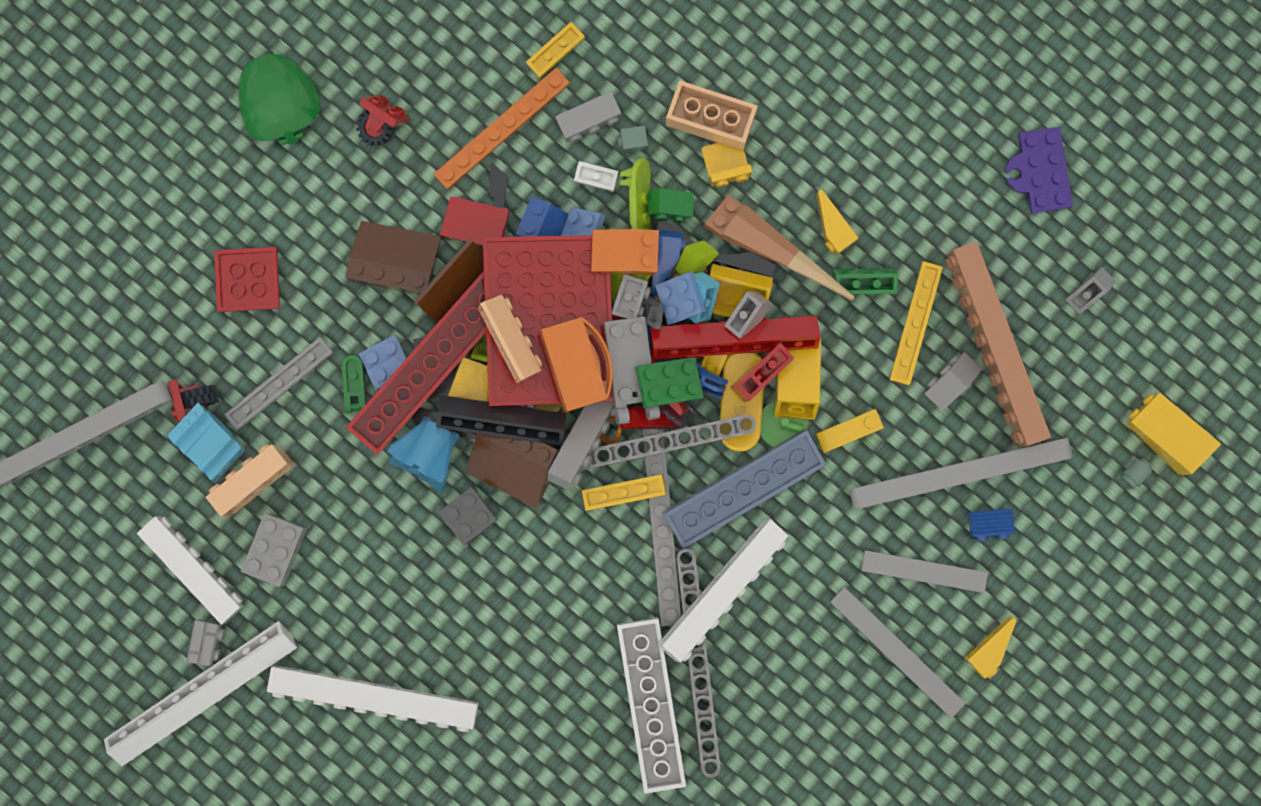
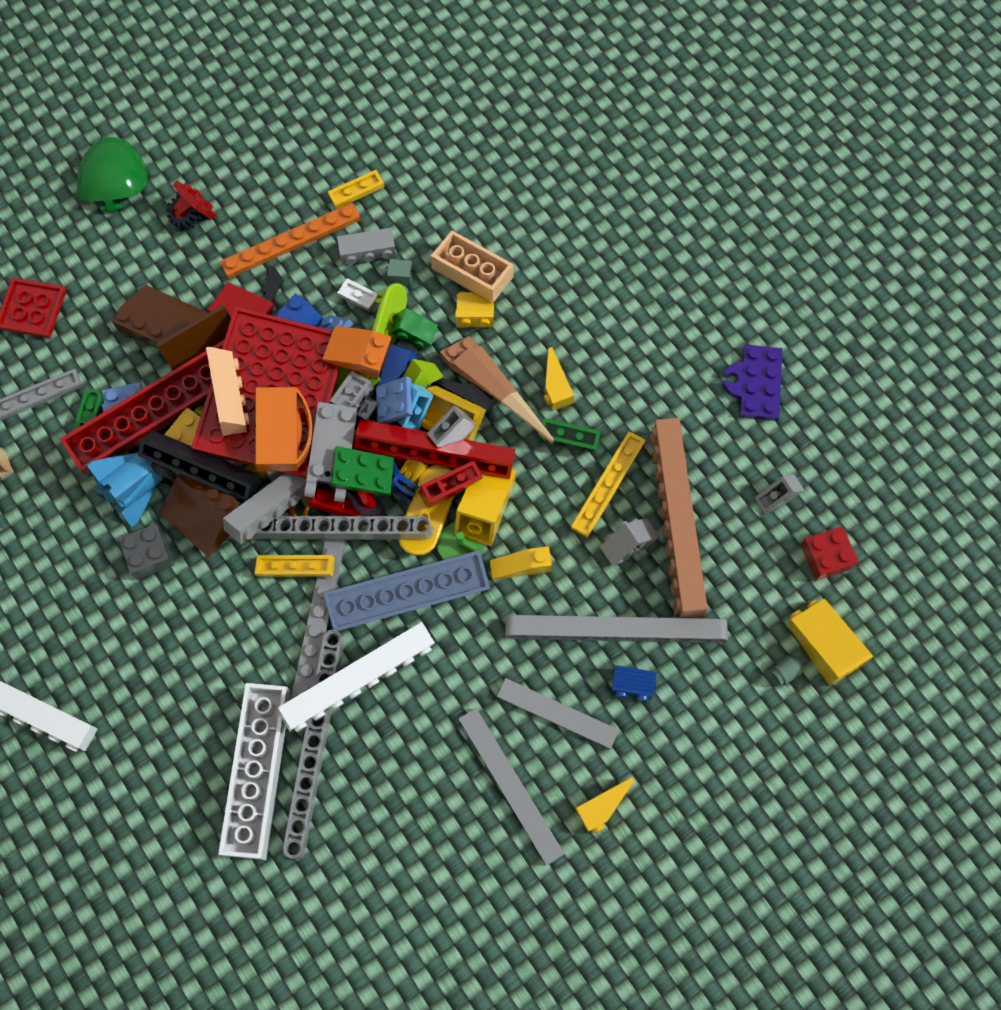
camera: 15 degrees right, 15 degrees down
(1154, 342) = (829, 553): none -> red brick

